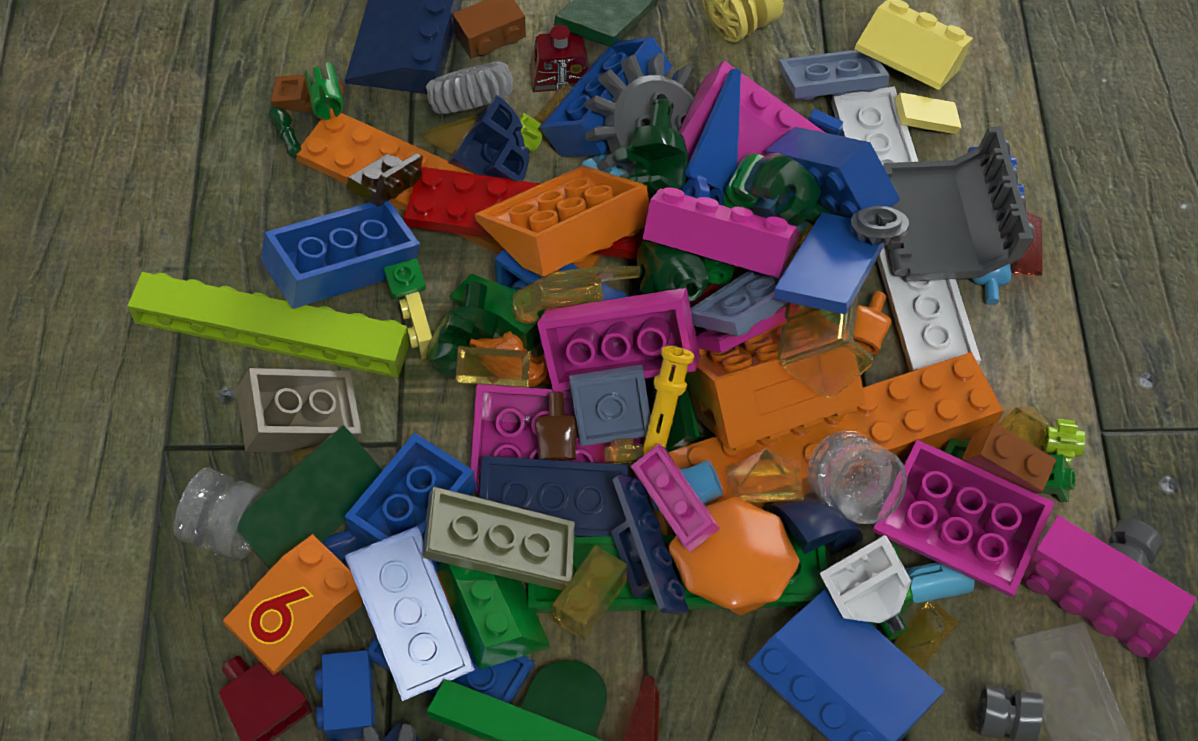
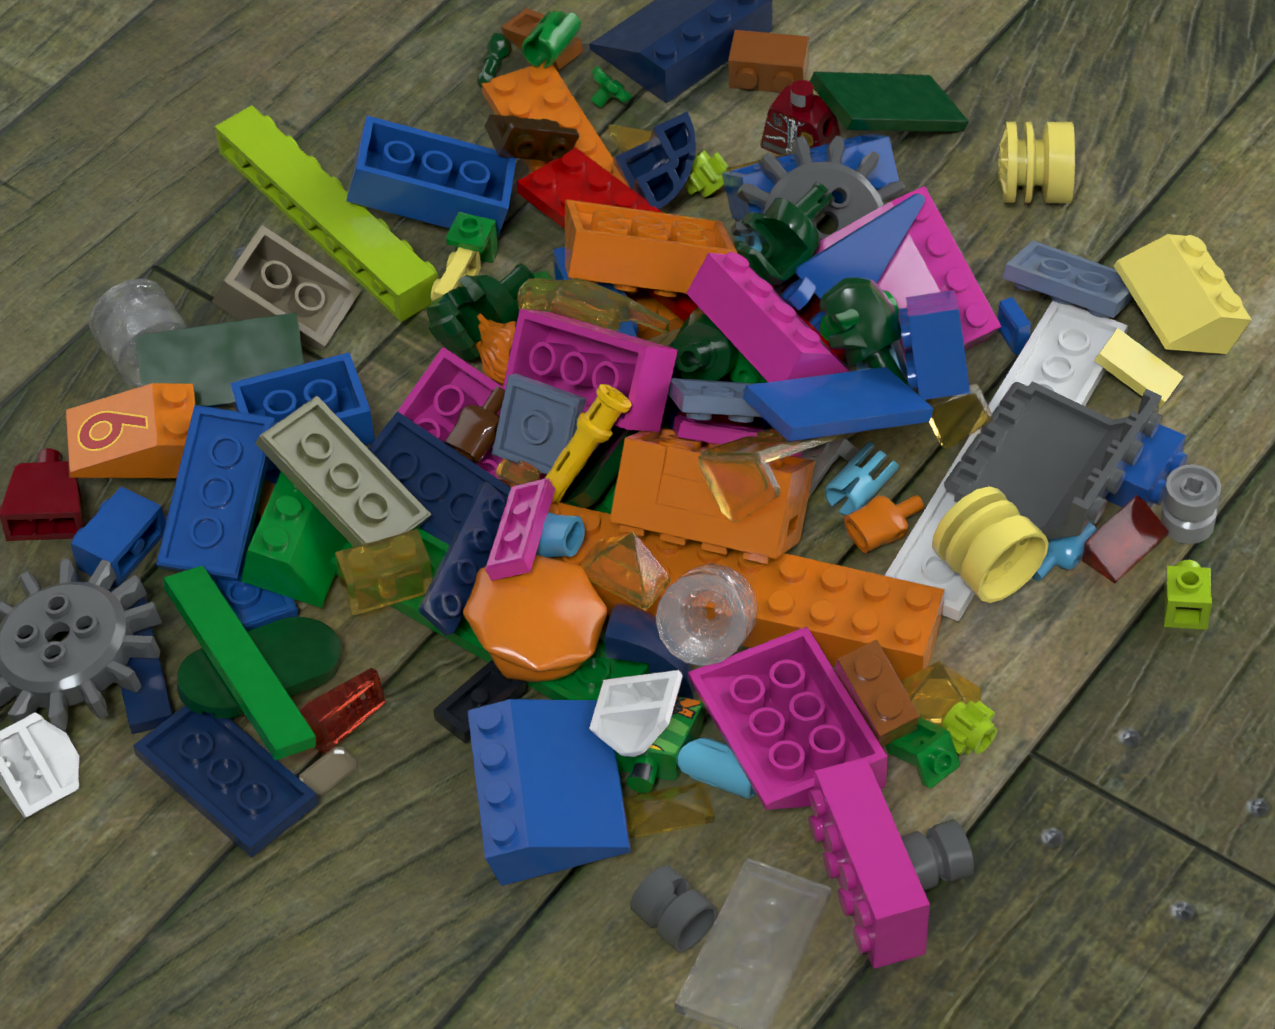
camera: 40 degrees right, 10 degrees down
(393, 107) = (608, 88): none -> green plant
(469, 87) = (672, 98): light grey gear -> none
(493, 366) = (467, 338): clear yellow slope -> none
(730, 647) = (482, 689): none -> black plate
(890, 224) = (914, 396): dark grey gear -> none
(979, 301) = (990, 544): none -> light yellow wheel
(1049, 189) = (1190, 503): none -> light grey wheel
(1098, 257) = (1189, 587): none -> lime brick

